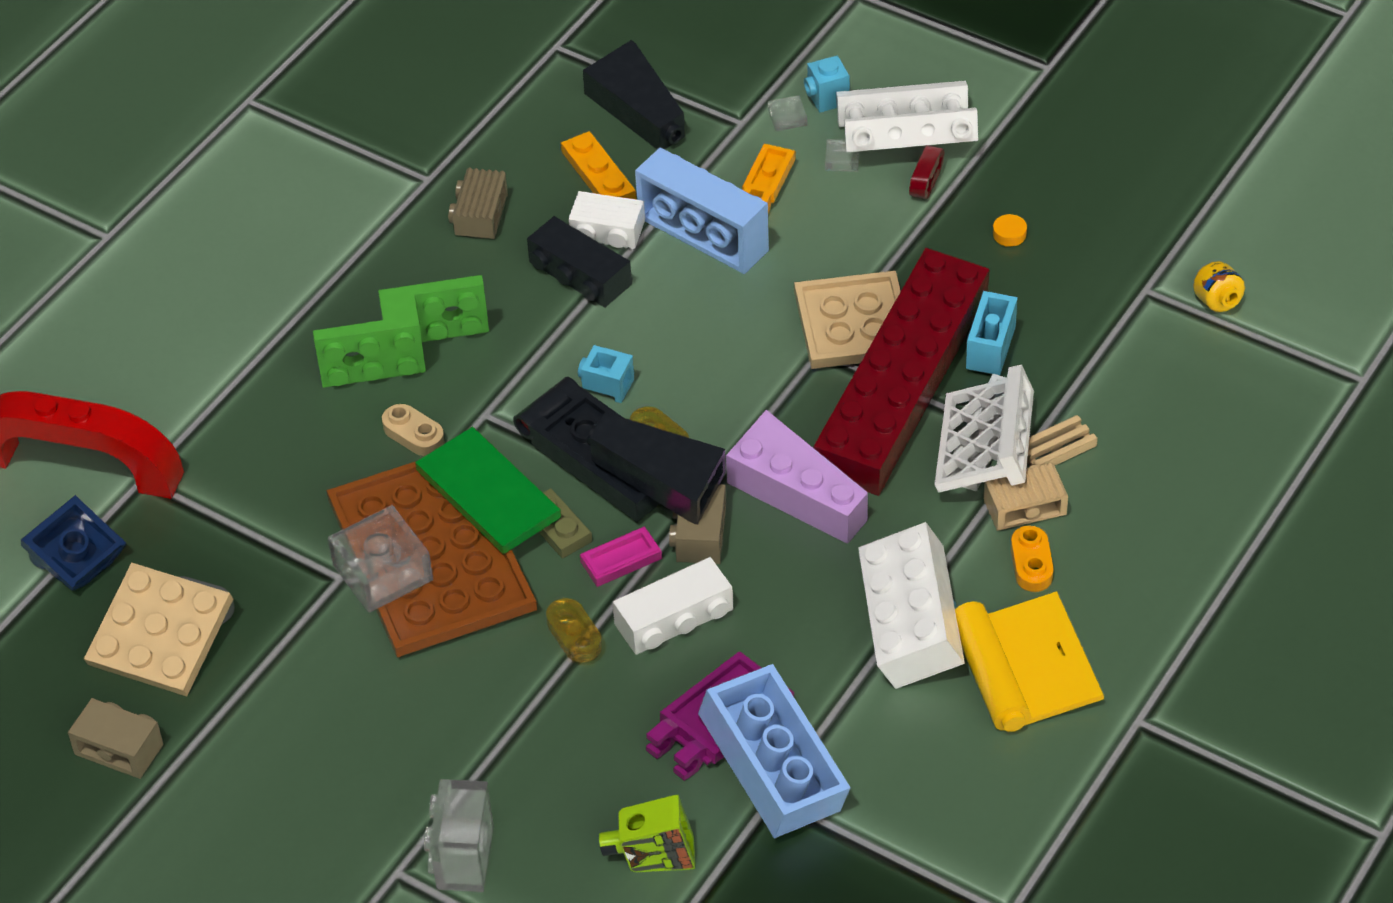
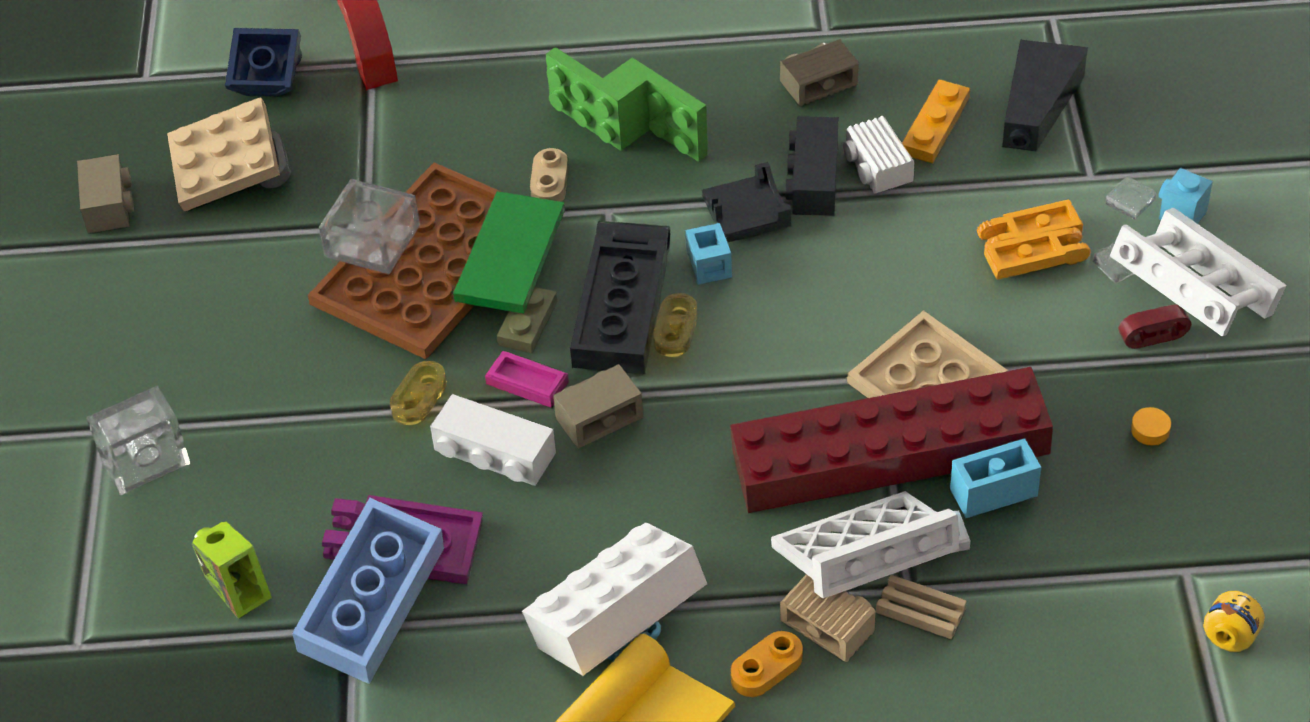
camera: 55 degrees right, 0 degrees up
(577, 323) = (748, 205): none -> black piece
(659, 463) = (613, 340): black slope -> none
(703, 210) = (940, 203): light blue brick -> none
(792, 194) = (1036, 252): none -> light orange hinge
(796, 479) = (701, 440): lavender wedge -> none

